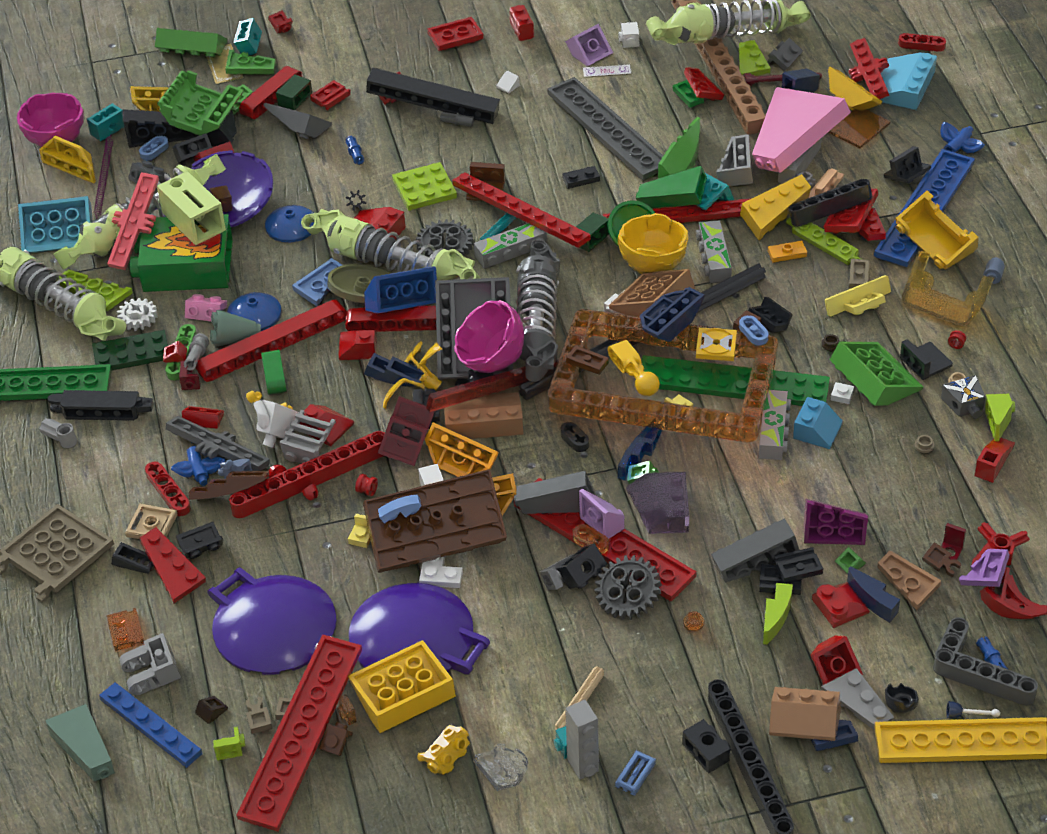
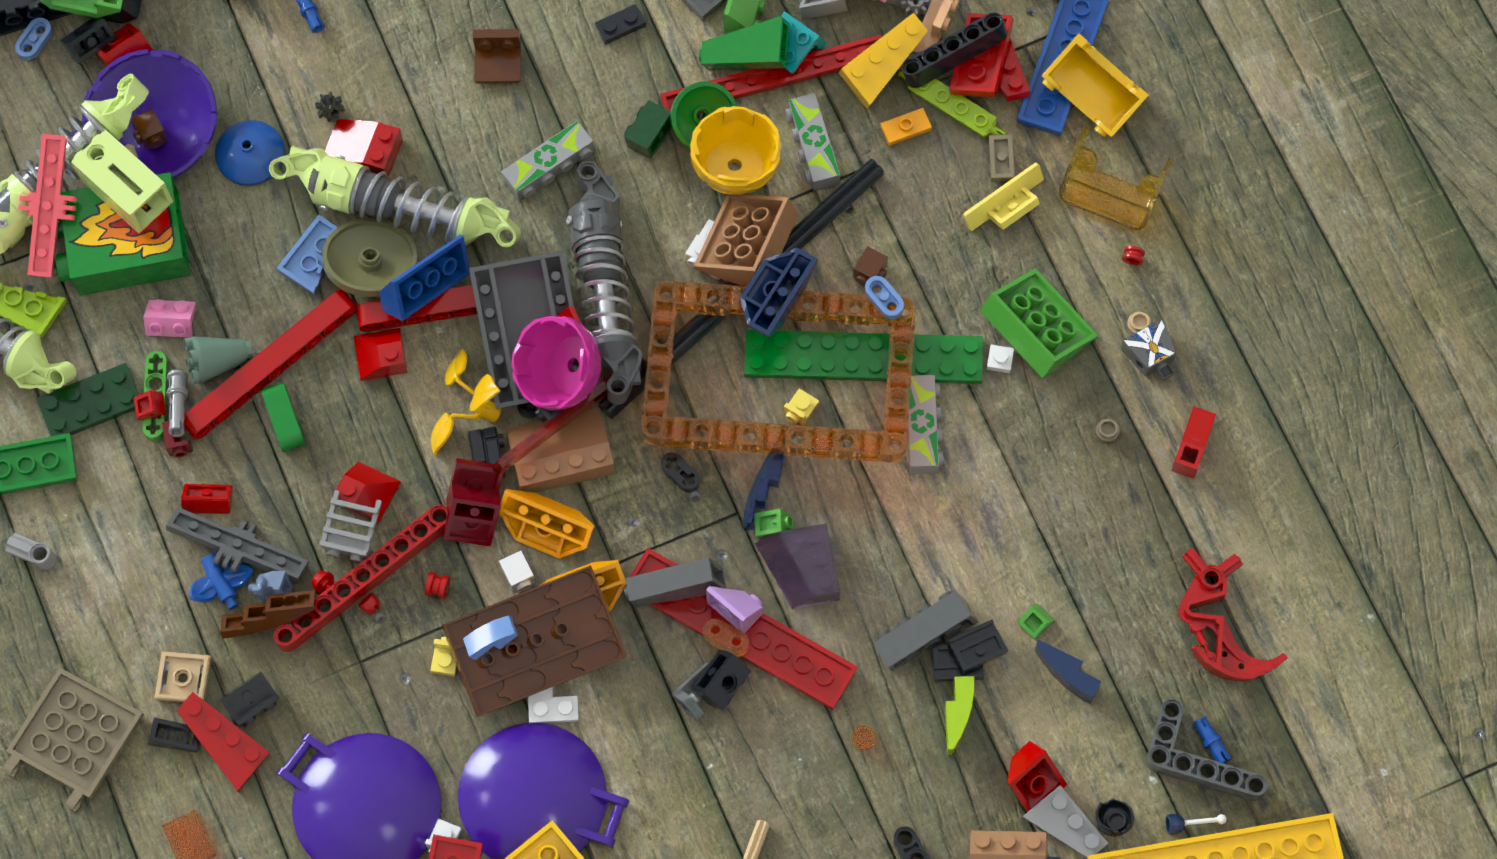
camera: 10 degrees left, 25 degrees up
(100, 405) = (73, 501): black hinge -> none
(138, 313) = (85, 332): white gear -> none
(145, 167) = (37, 90): dark grey bracket -> none
(165, 489) = (191, 619): red beam -> none
(257, 307) = (245, 322): blue dish -> none
(272, 417) = (303, 503): white torso -> none
(392, 370) = (435, 397): dark blue slope -> none
(424, 186) = (414, 65): lime plate -> none
(457, 237) = (482, 162): dark grey gear -> none
(499, 226) = (530, 121): teal axle -> none
(522, 210) = (553, 105): red plate -> none
(587, 360) = (682, 371): reddish brown plate -> none
(610, 585) = (802, 705): dark grey gear -> none
(629, 362) = (737, 373): yellow beam -> none
(710, 349) = (844, 336): yellow piece -> none
(772, 315) = (898, 244): black bracket -> none
(817, 423) = (976, 417): dark azure slope -> none
(830, 342) = (977, 279): dark brown plate -> none
(833, 524) = (1013, 576): magenta wedge -> none
(839, 603) = (1030, 686): red slope -> none
(909, 579) = (1107, 641): medium nougat wing -> none
(925, 359) = (1097, 292): black bracket -> none
(939, 557) = (1140, 606): reddish brown plate -> none
(954, 539) = (1155, 576): dark red bracket -> none
(988, 569) = (1199, 626): medium lavender wing -> none
(995, 268) = (1170, 132): sand blue brick -> none
(998, 413) = (1193, 370): lime slope -> none

